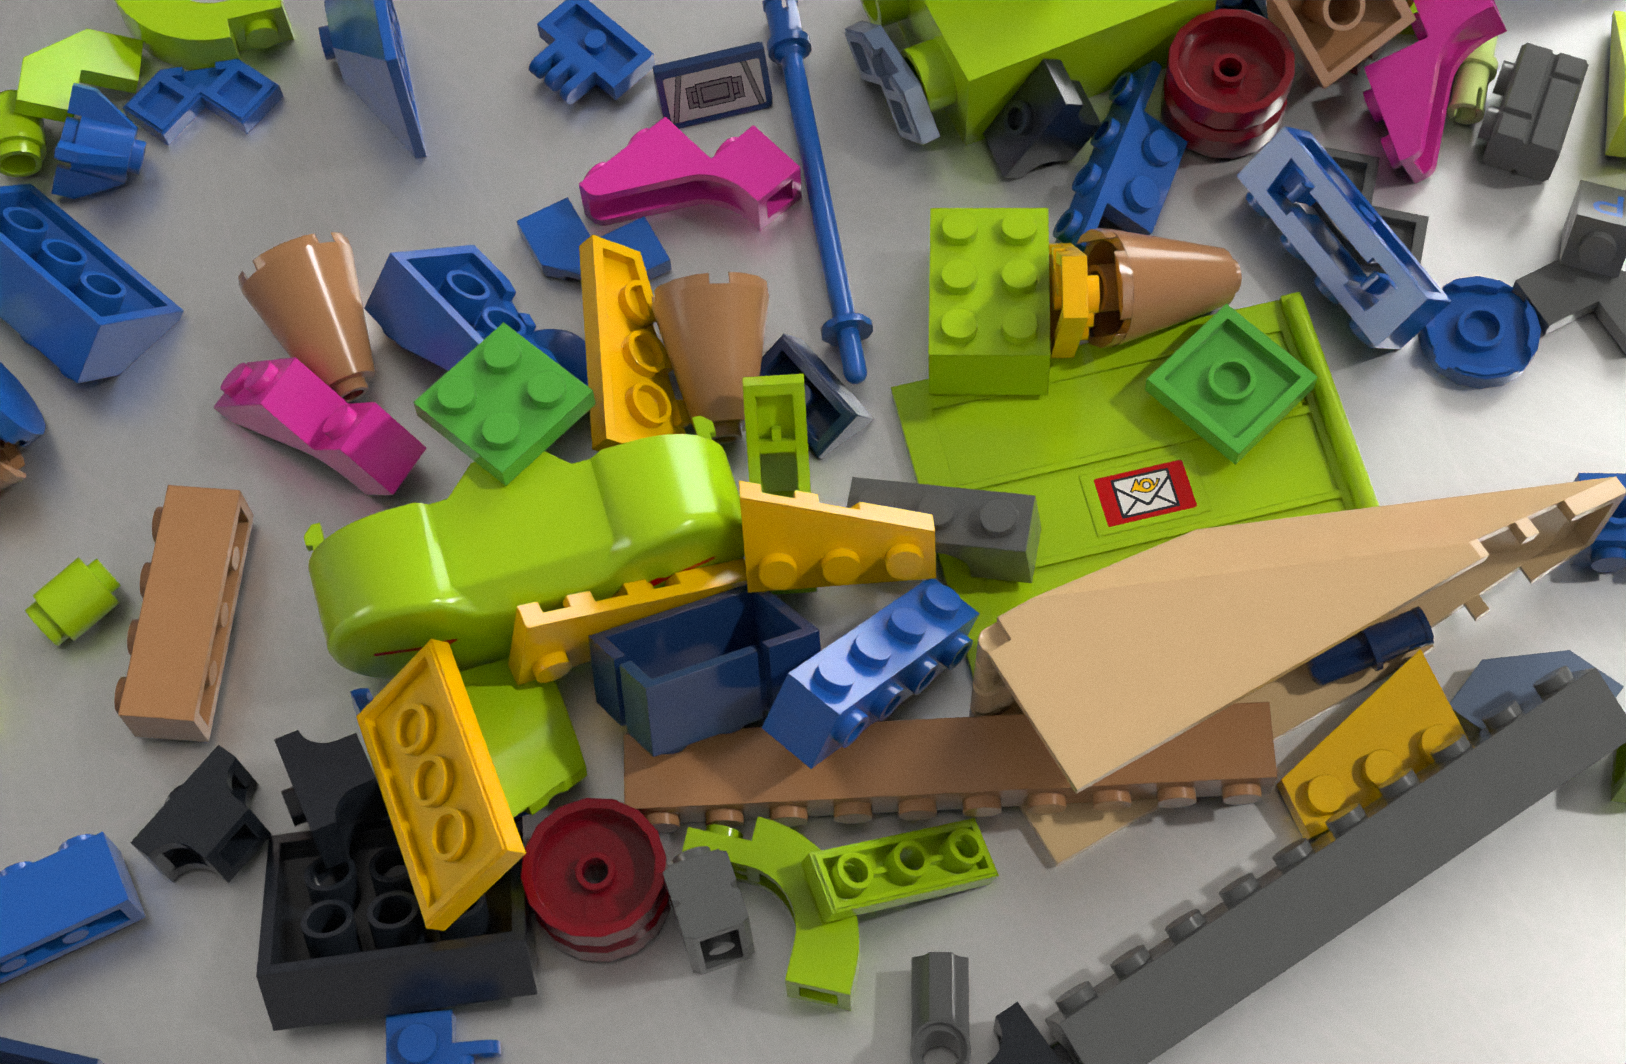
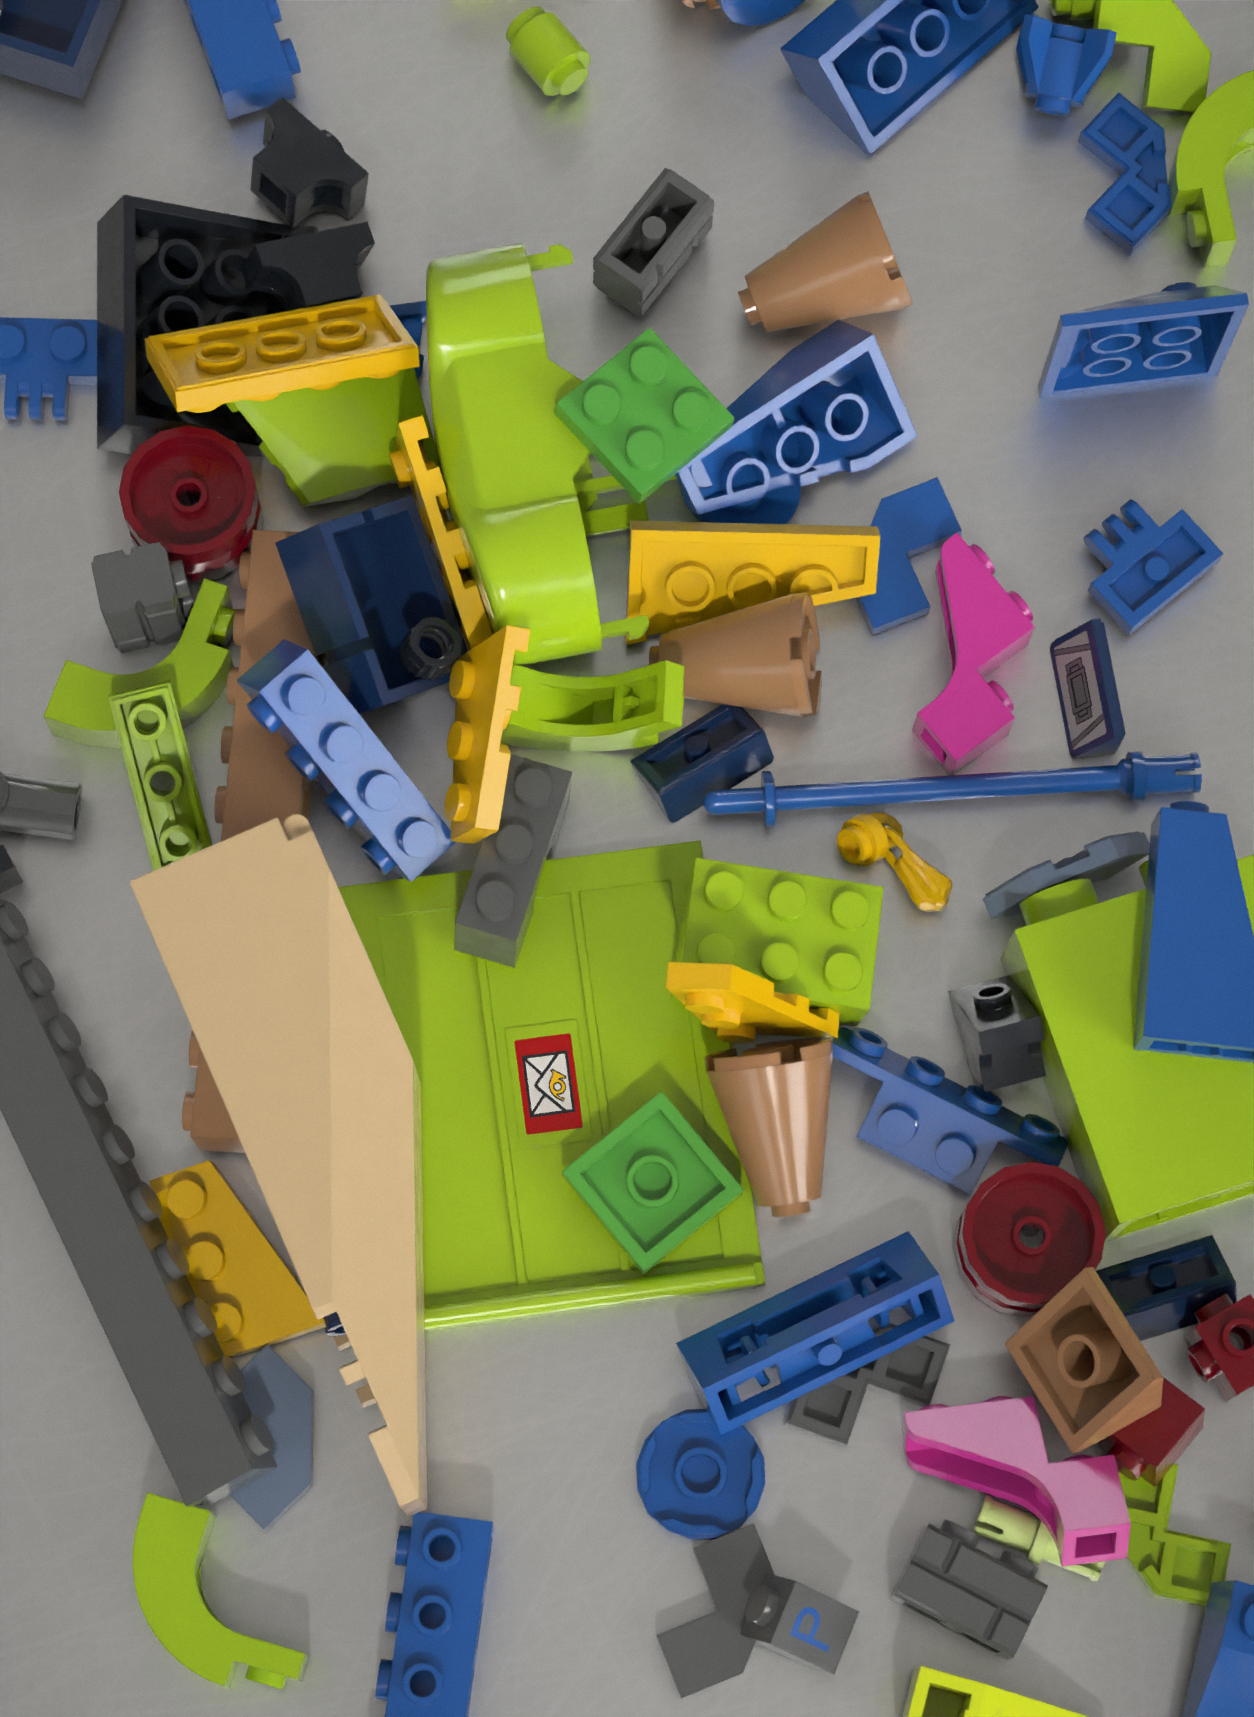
camera: 90 degrees right, 10 degrees up
(185, 614) = (515, 148): medium nougat brick -> none
(288, 471) = (653, 242): none -> dark grey brick
(302, 411) = (724, 247): dark pink arch -> none
(745, 585) = (421, 664): none -> black axle
(877, 247) = (867, 841): none -> yellow piece

